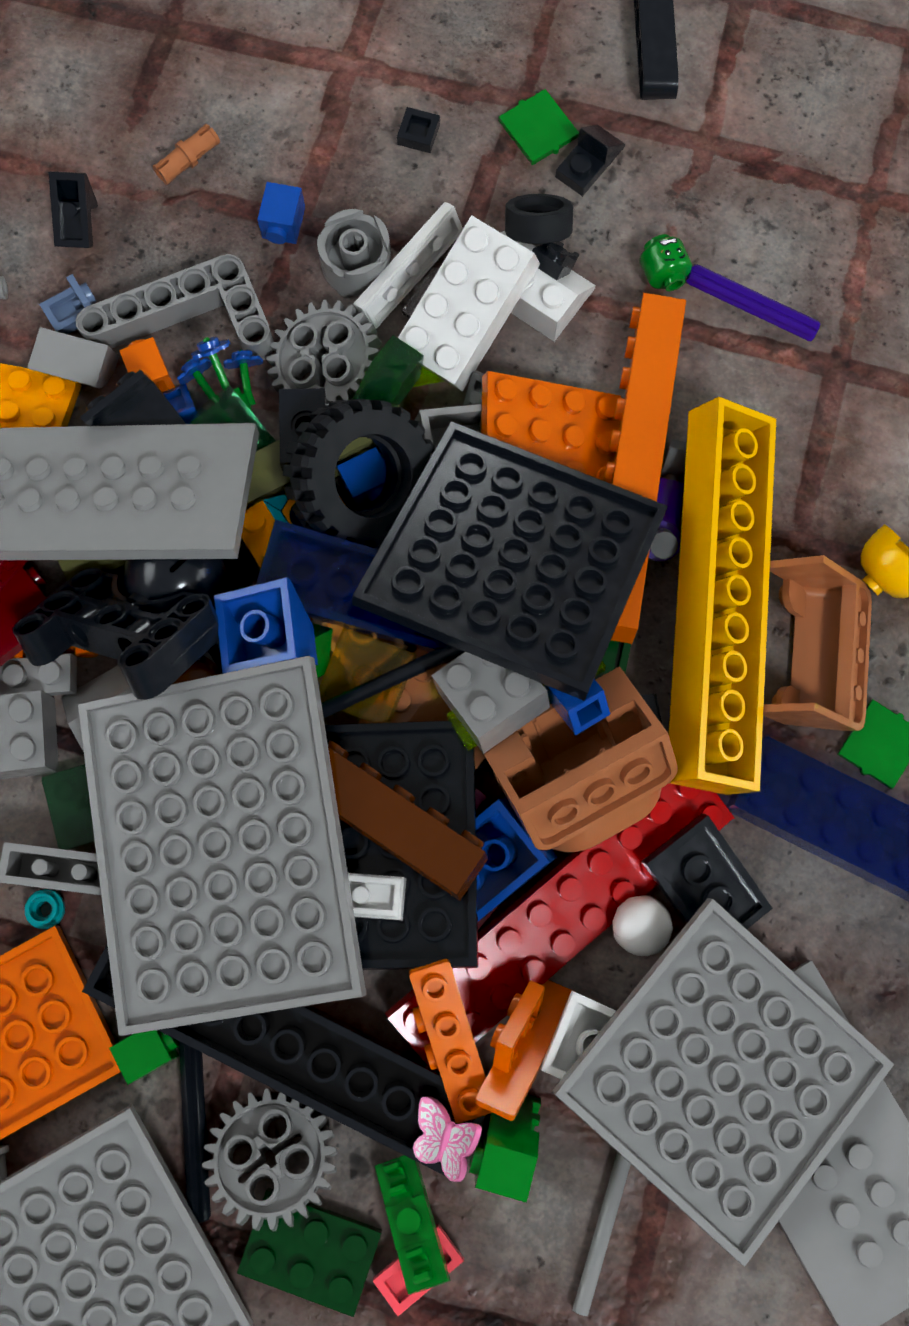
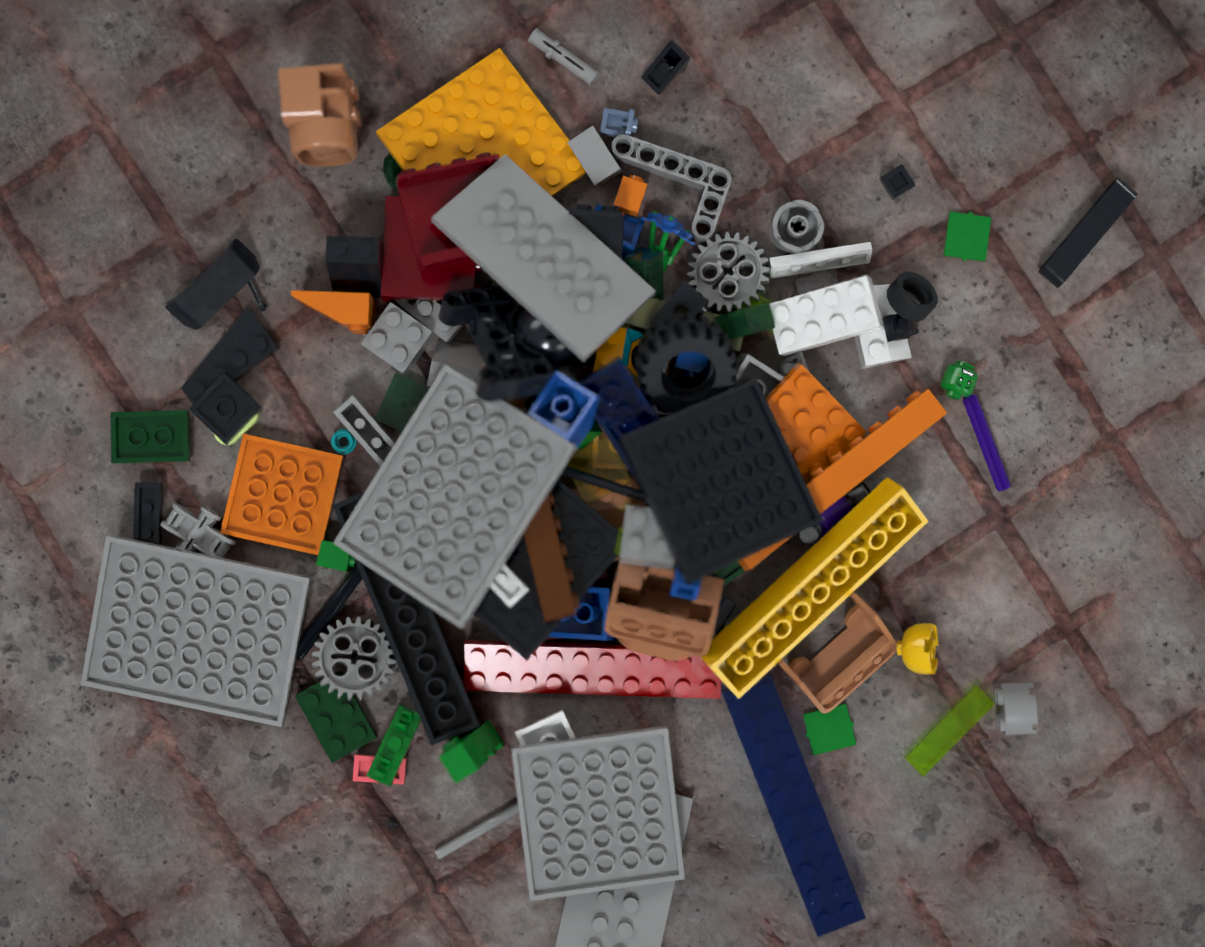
camera: 40 degrees right, 10 degrees up
(186, 154) = (758, 83): nougat pin -> none
(281, 213) = (778, 167): blue brick -> none
(444, 1140) = (442, 723): bright pink animal -> none
(450, 1037) = (484, 683): orange bracket -> none
(521, 1047) = (517, 713): orange bracket -> none
(589, 158) = (977, 281): black slope -> none
(642, 925) = (626, 709): white hair -> none
(703, 866) = (680, 709): black plate -> none

